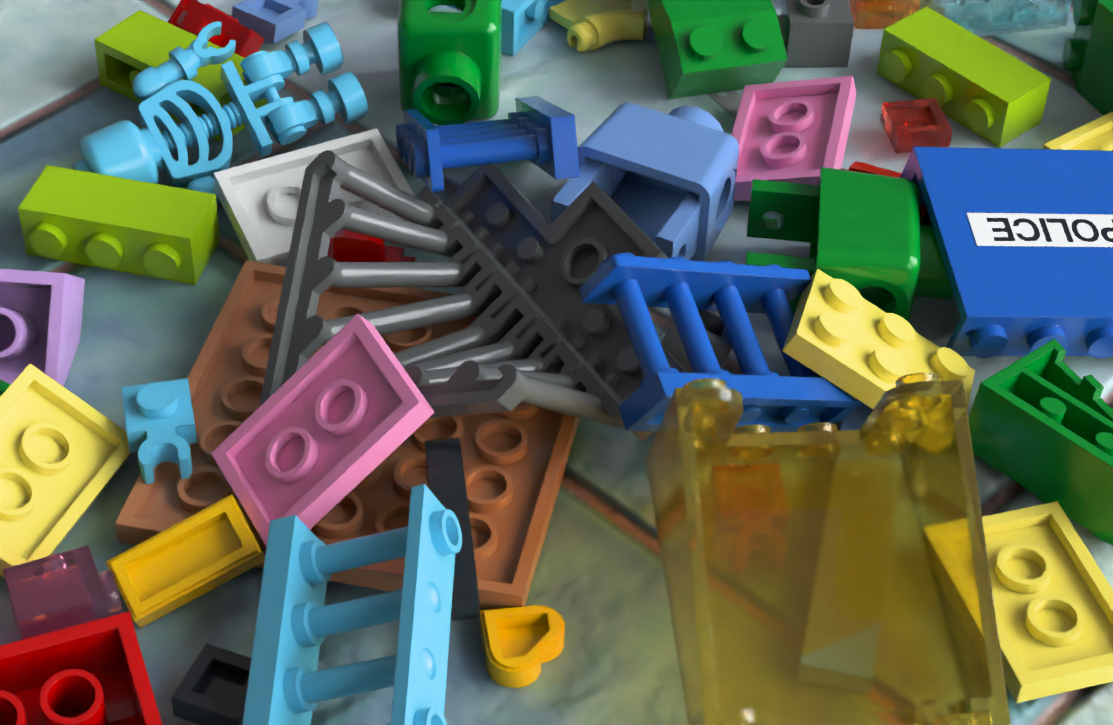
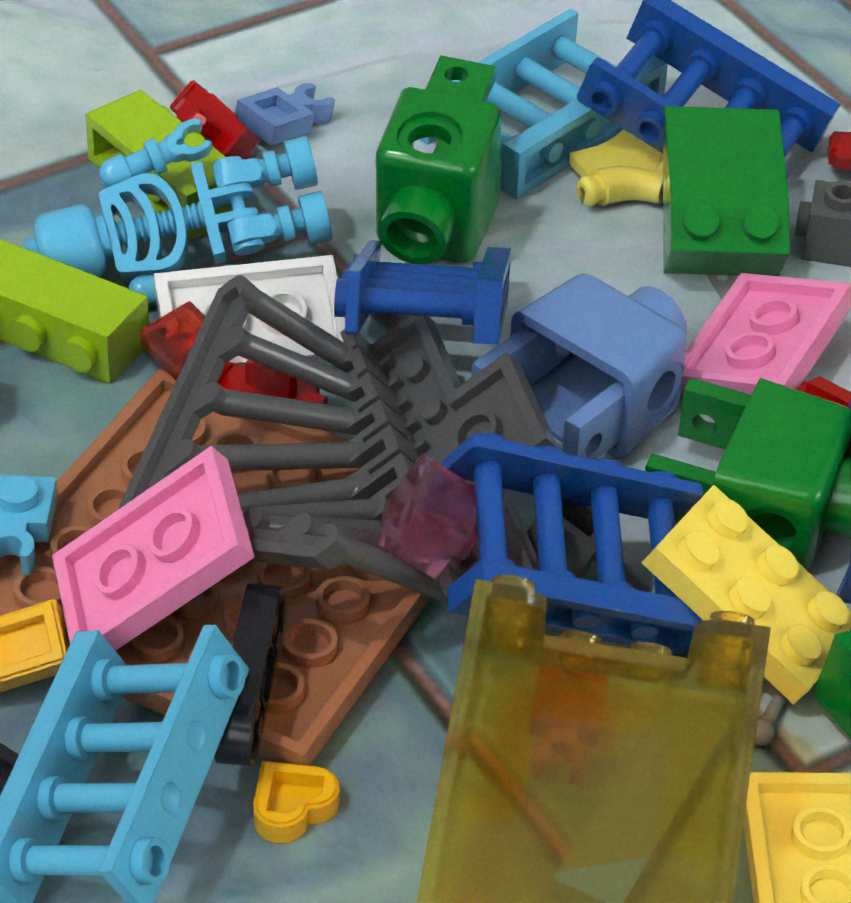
camera: 15 degrees right, 0 degrees up
(262, 230) = (172, 337): none -> clear red plate
(583, 344) = (429, 517): none -> clear pink brick

